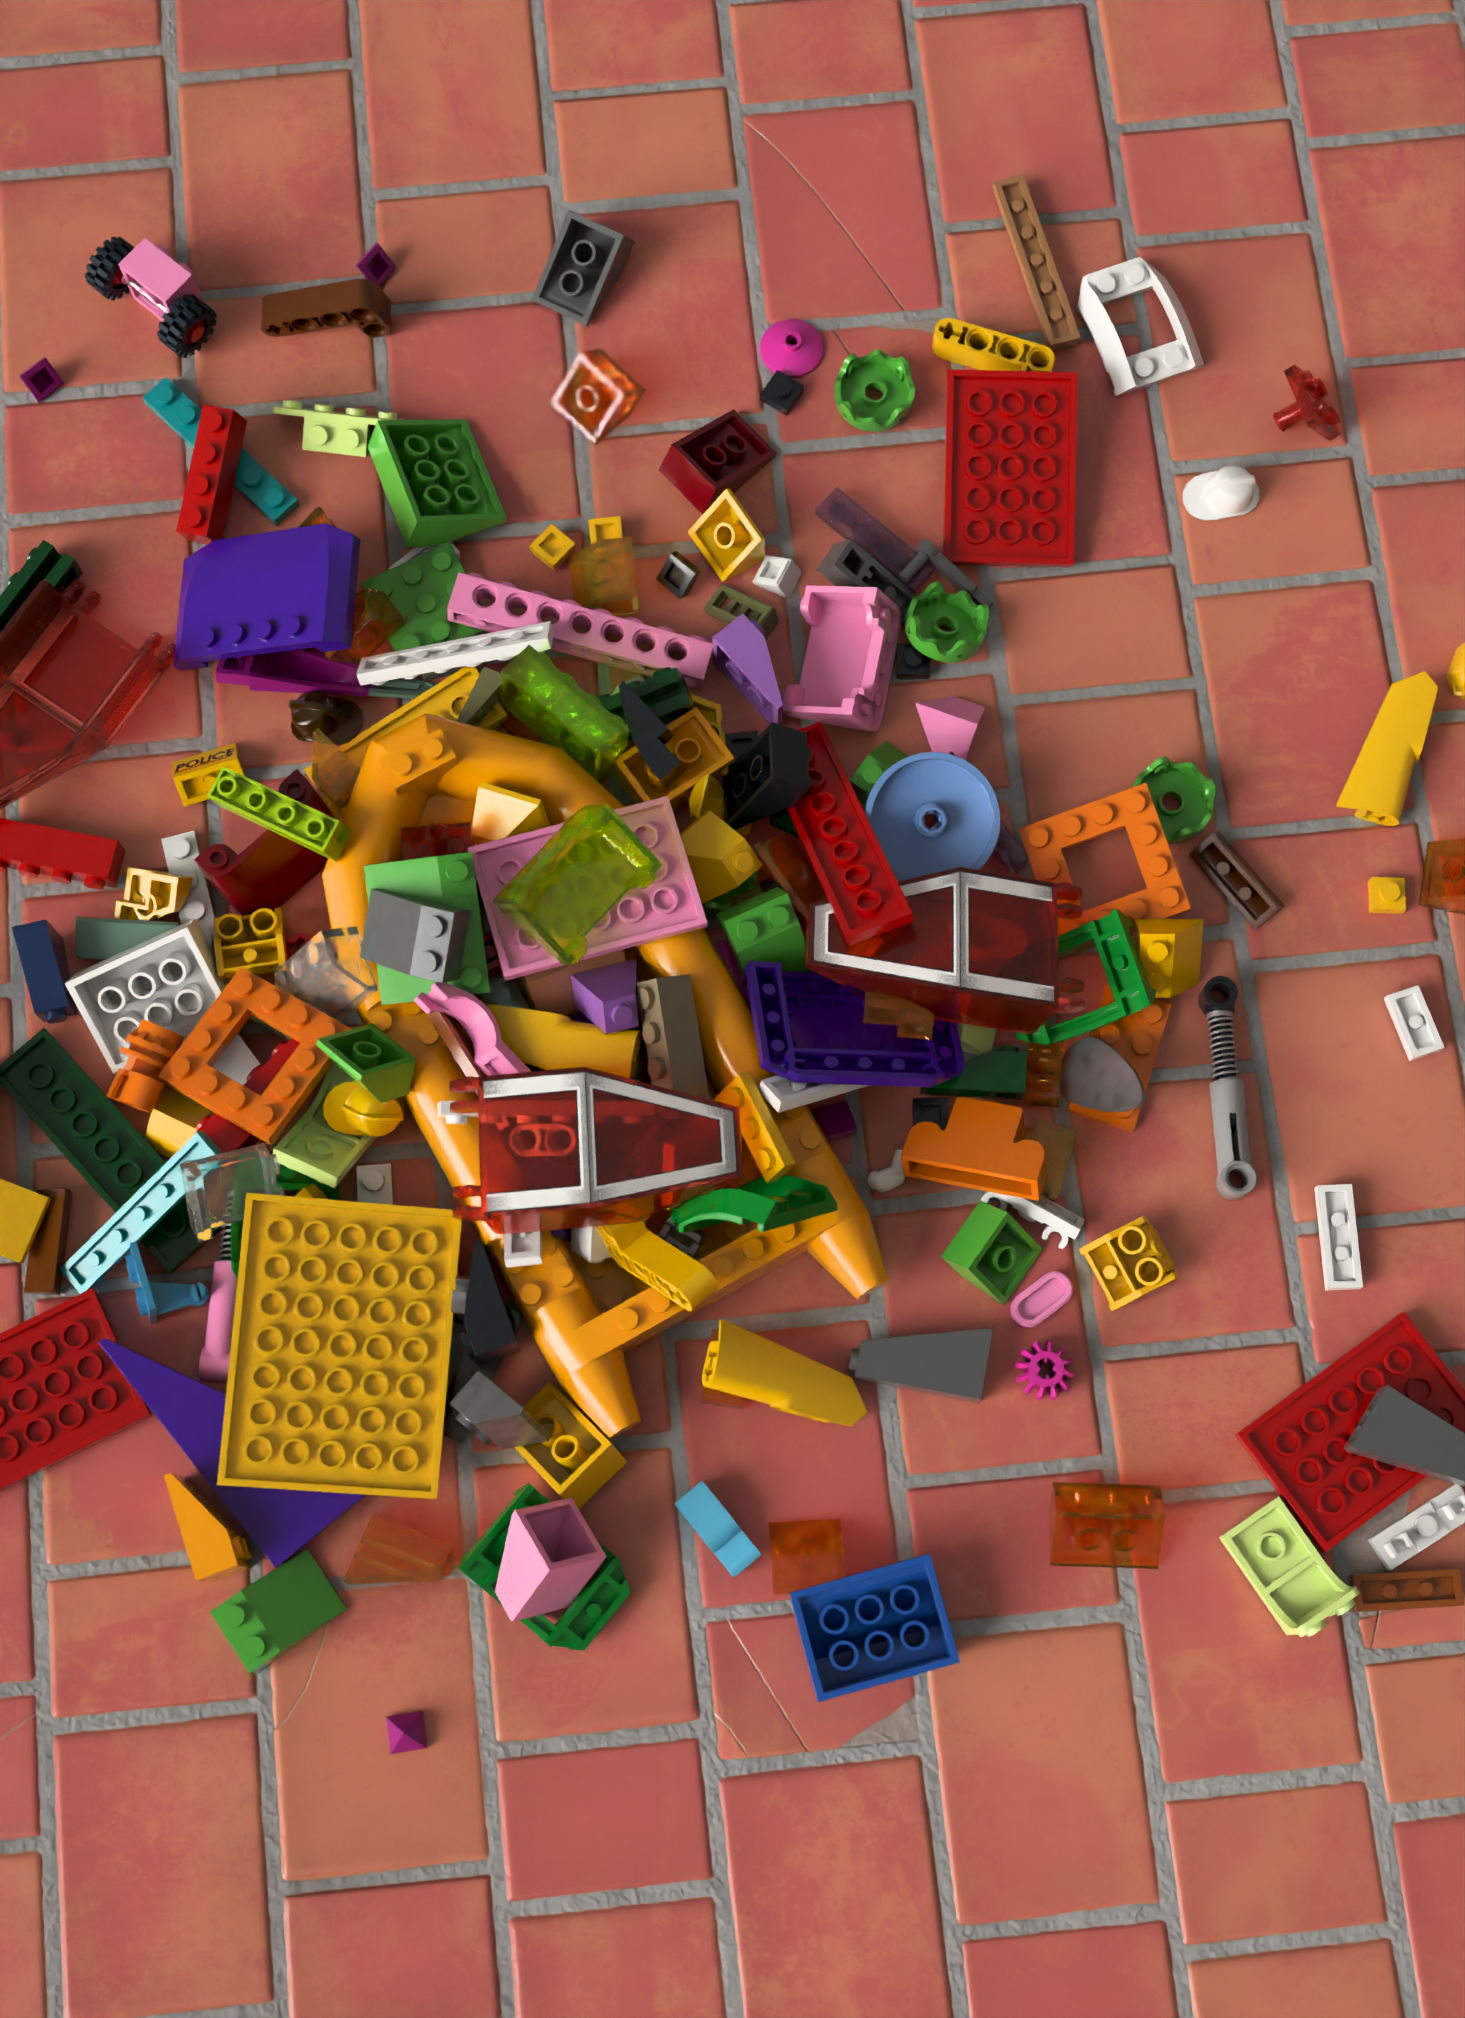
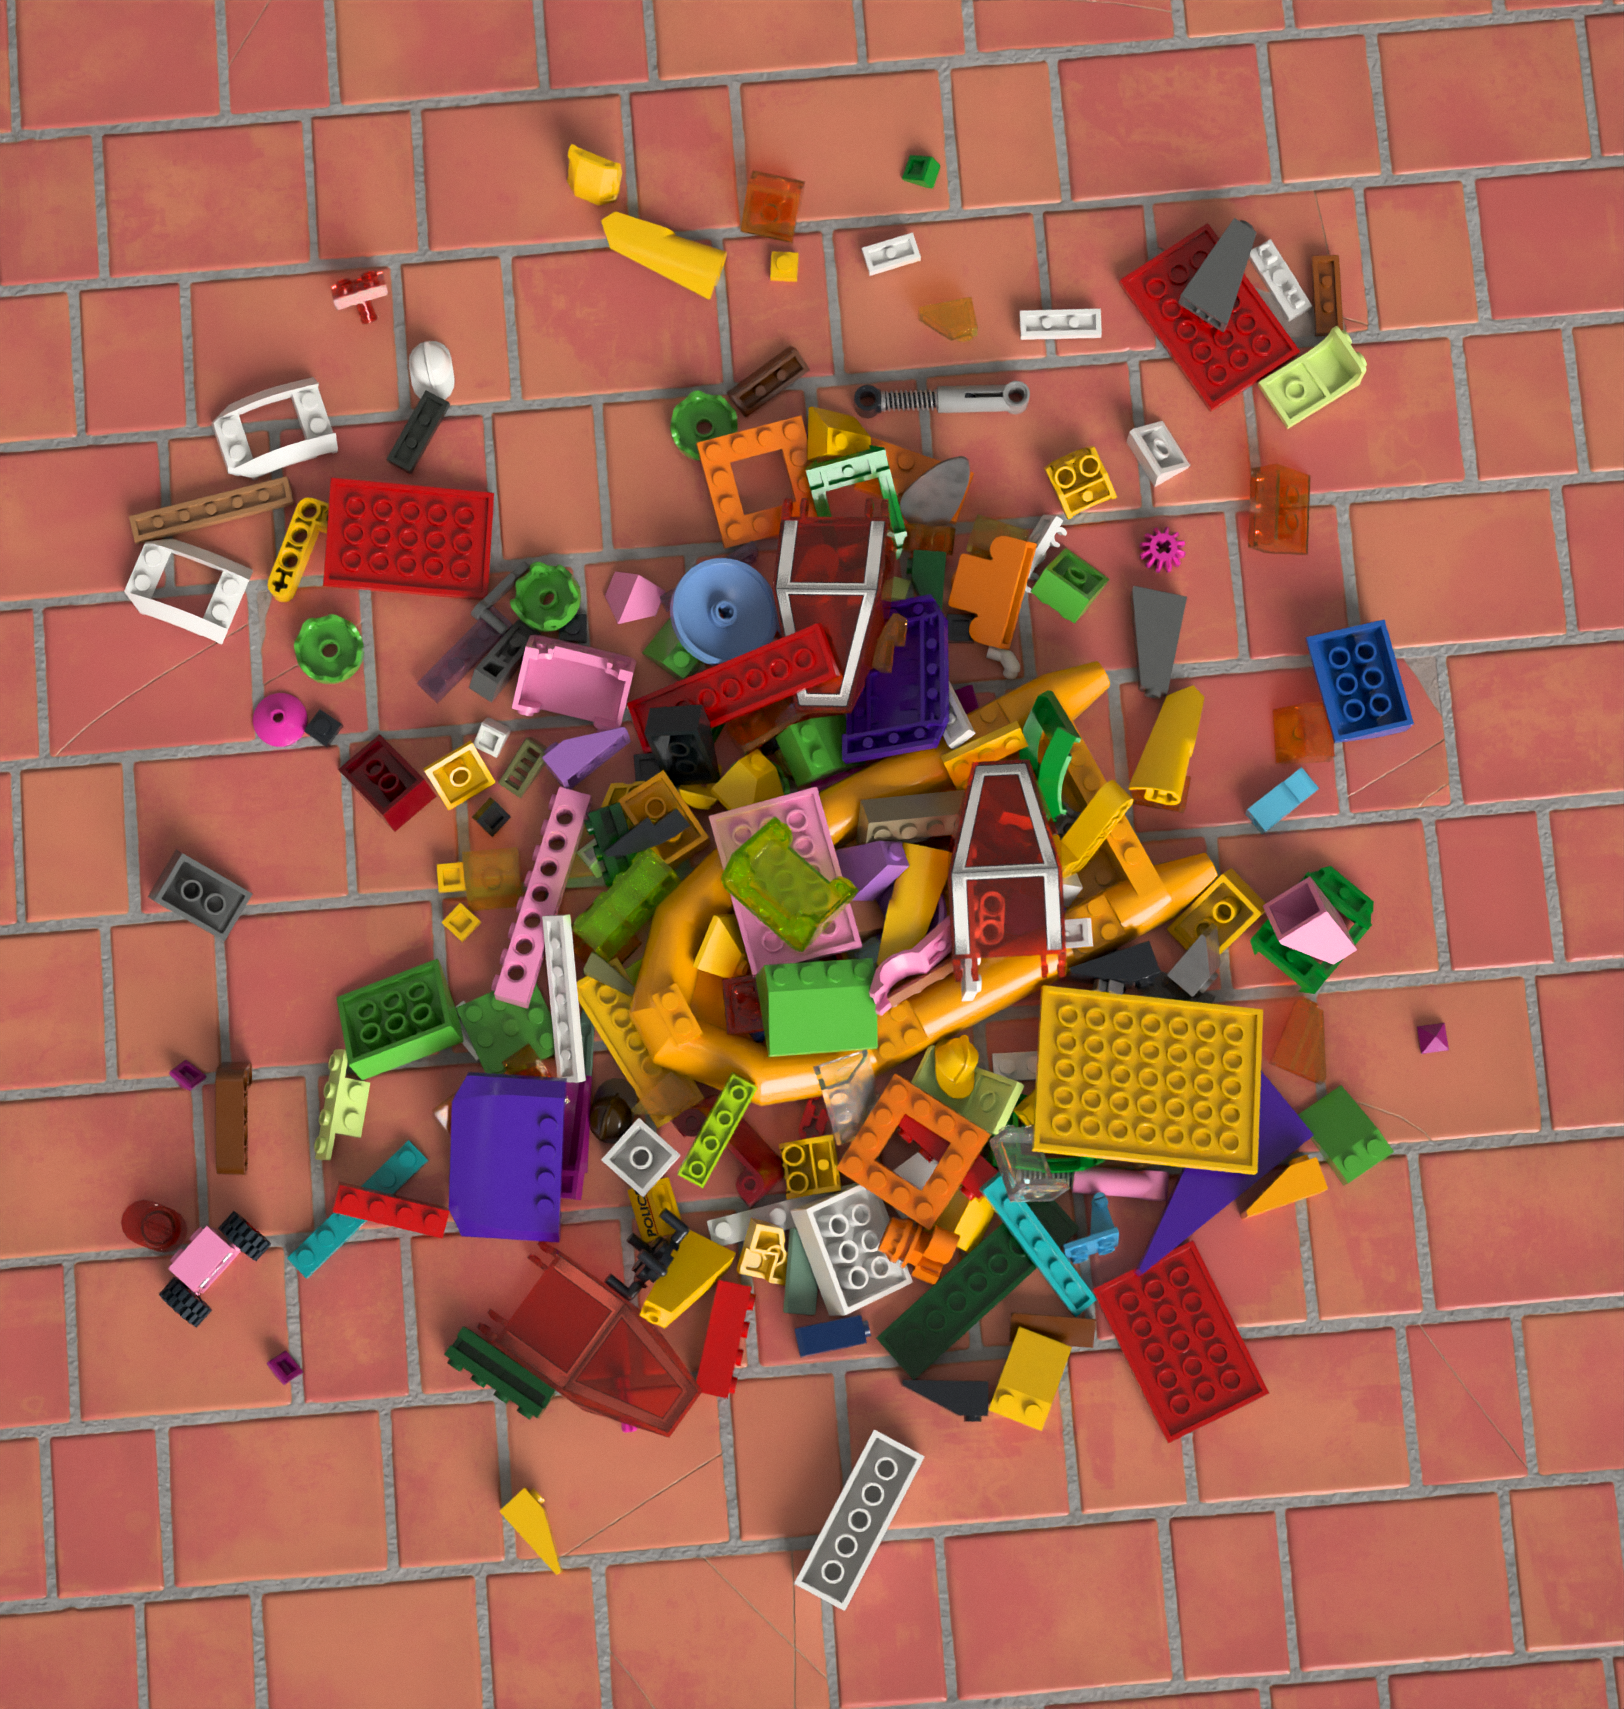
camera: 85 degrees left, 5 degrees up
(120, 799) = (689, 1276): none -> yellow slope
(131, 757) = (652, 1259): none -> black plate
(208, 243) = (154, 1226): none -> clear red piece
(266, 746) = (641, 1157): none -> white slope
(371, 1060) = (923, 1053): bright green slope -> none
(415, 936) = (831, 1014): dark grey slope -> none
(596, 395) = (322, 883): clear orange slope -> none
(932, 281) = (222, 604): none -> white wedge
(1041, 1299) = (1105, 550): bright pink tile -> none
(1144, 479) = (418, 432): none -> pearl dark grey plate
(1176, 1365) = (1157, 452): none -> white slope
(1334, 1100) = (951, 319): none -> clear yellow slope

